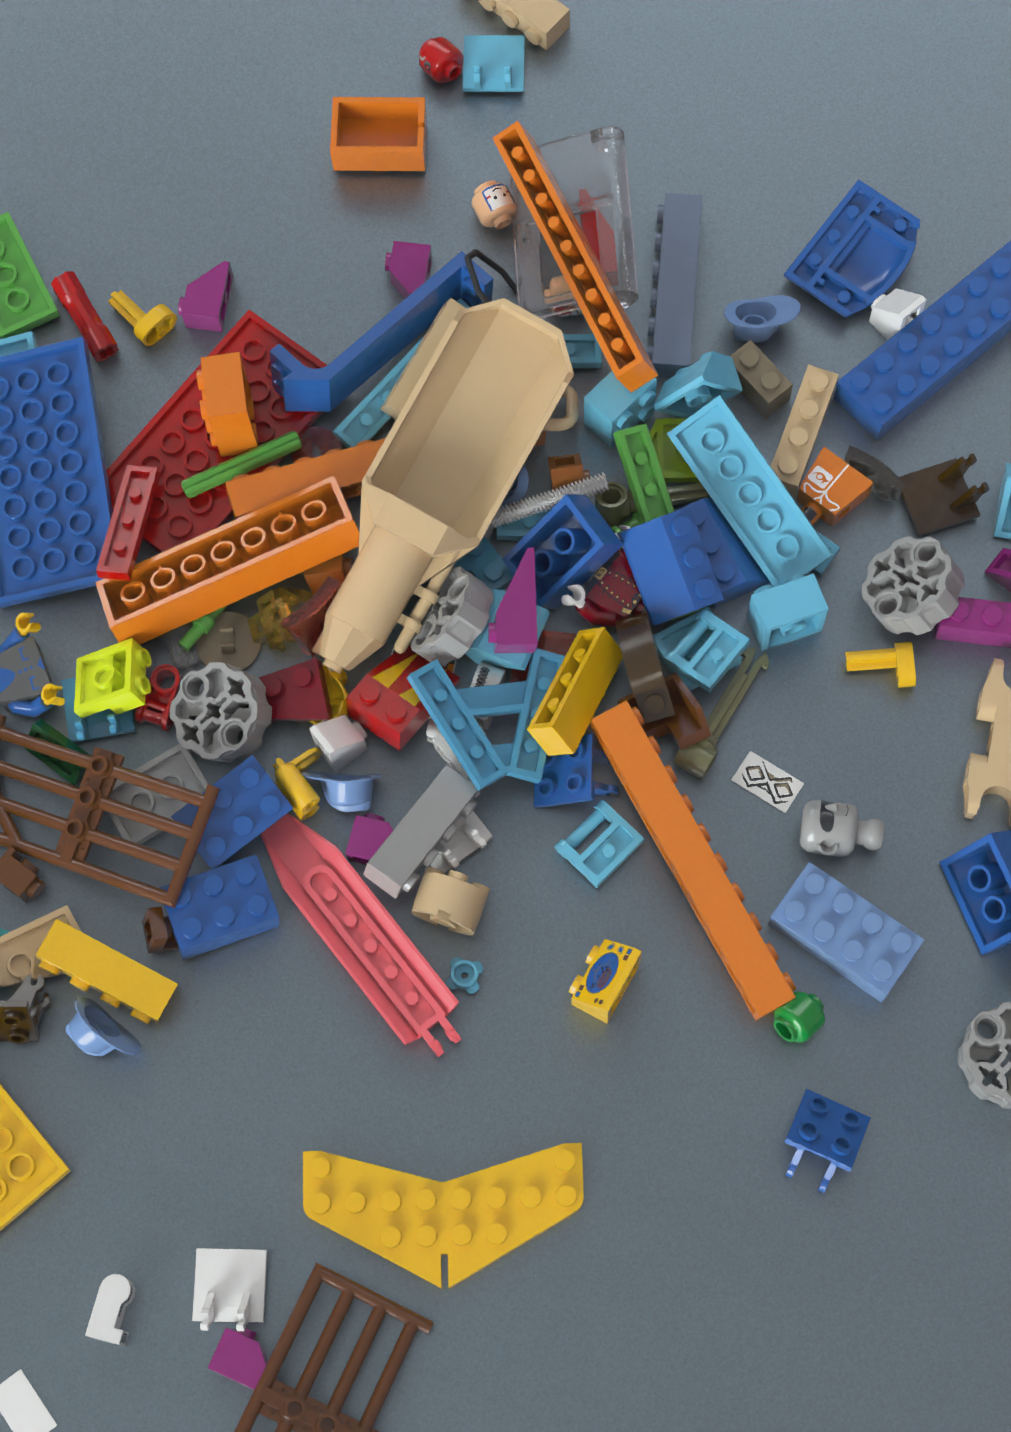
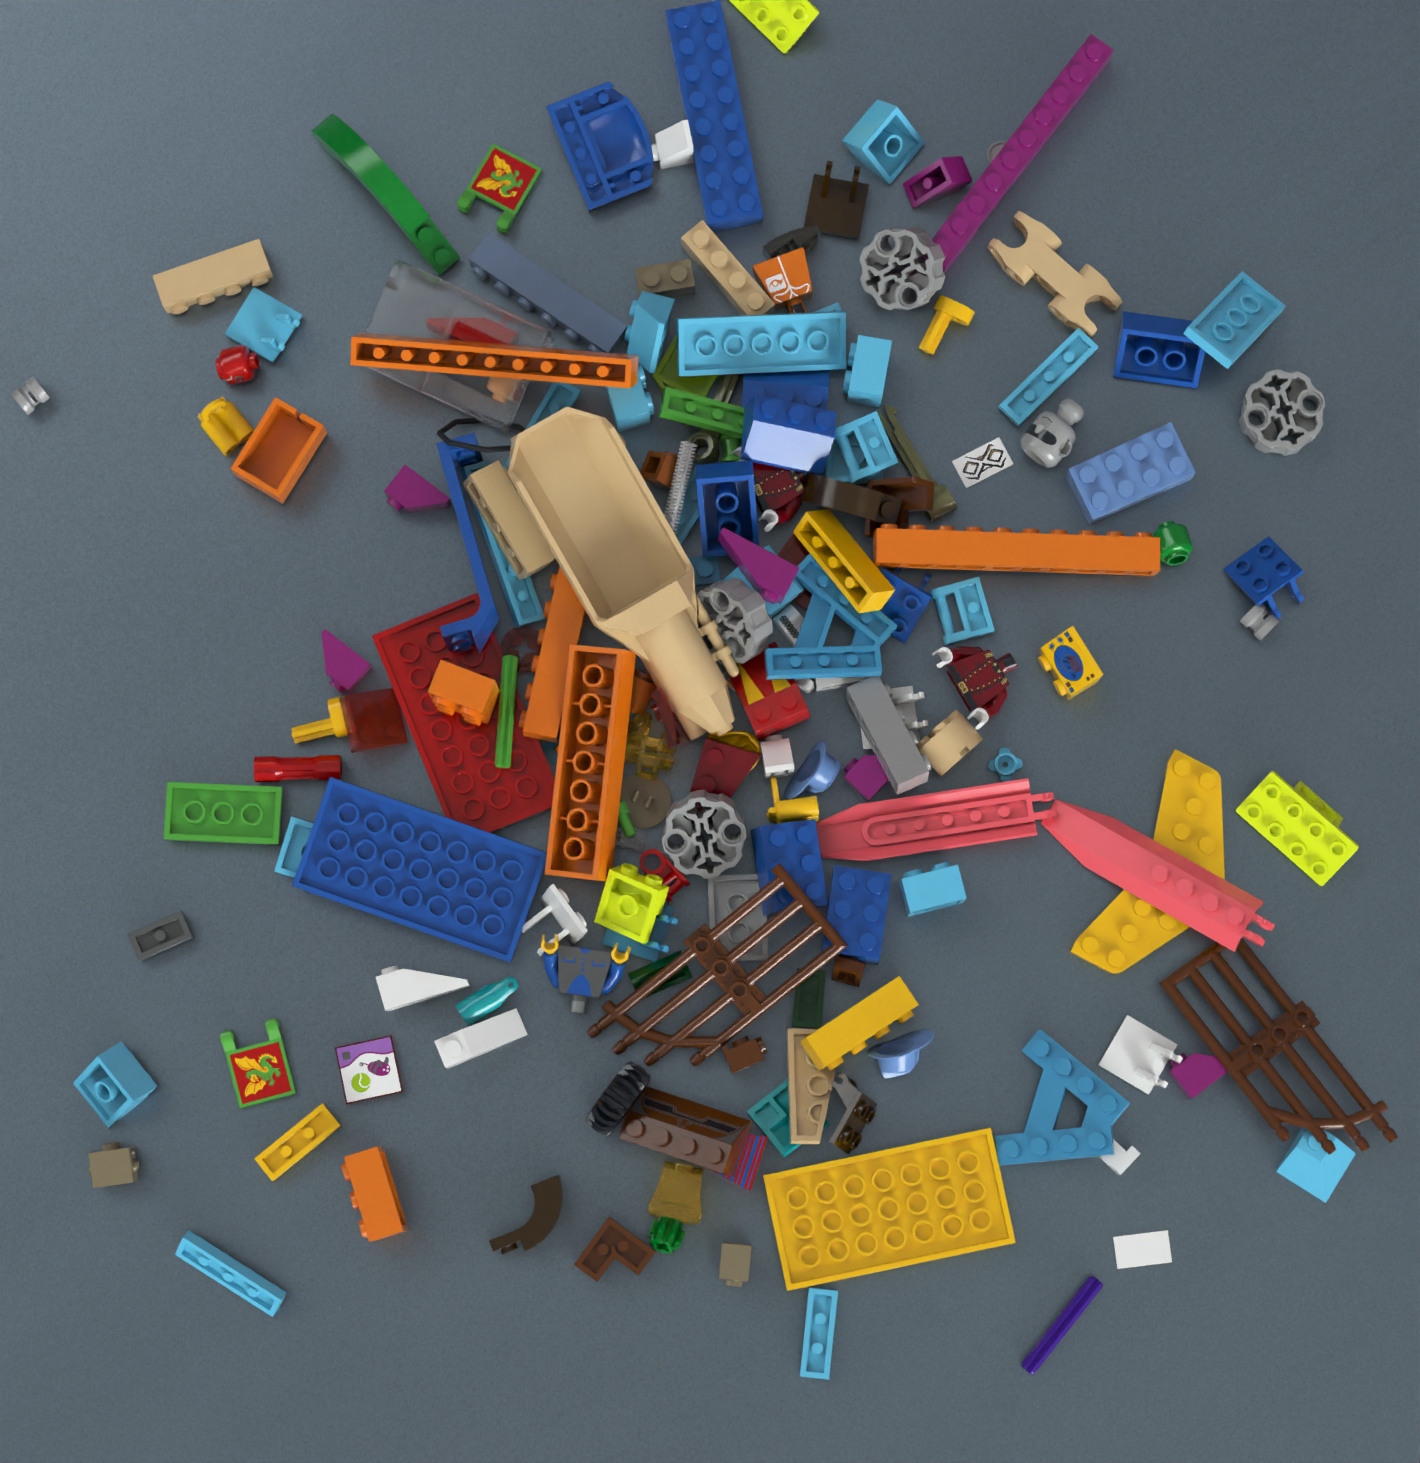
camera: 65 degrees left, 10 degrees up
(71, 615) = (556, 903): none -> white plate
(109, 911) = (809, 1001): none -> dark green plate
(128, 523) = (510, 823): plate -> none
(161, 1212) = (1040, 1139): none -> dark azure plate
(166, 353) = (373, 720): none -> clear red plate
(283, 965) = (932, 889): none -> medium azure brick
(379, 75) = (225, 425): none -> yellow piece
(432, 1198) = (1157, 875): none -> coral hinge
(493, 204) = (395, 395): light nougat head -> none
(536, 895) = (977, 679): none -> dark red torso
(574, 1324) = (1299, 826): none -> neon yellow bracket
(697, 41) = (388, 190): none -> green arch
(760, 317) = (615, 246): medium blue piece -> none
(761, 190) = (502, 182): none -> flag
(771, 1156) = (1259, 621): none -> light grey wheel
(896, 795) = (1048, 377): none -> medium azure plate

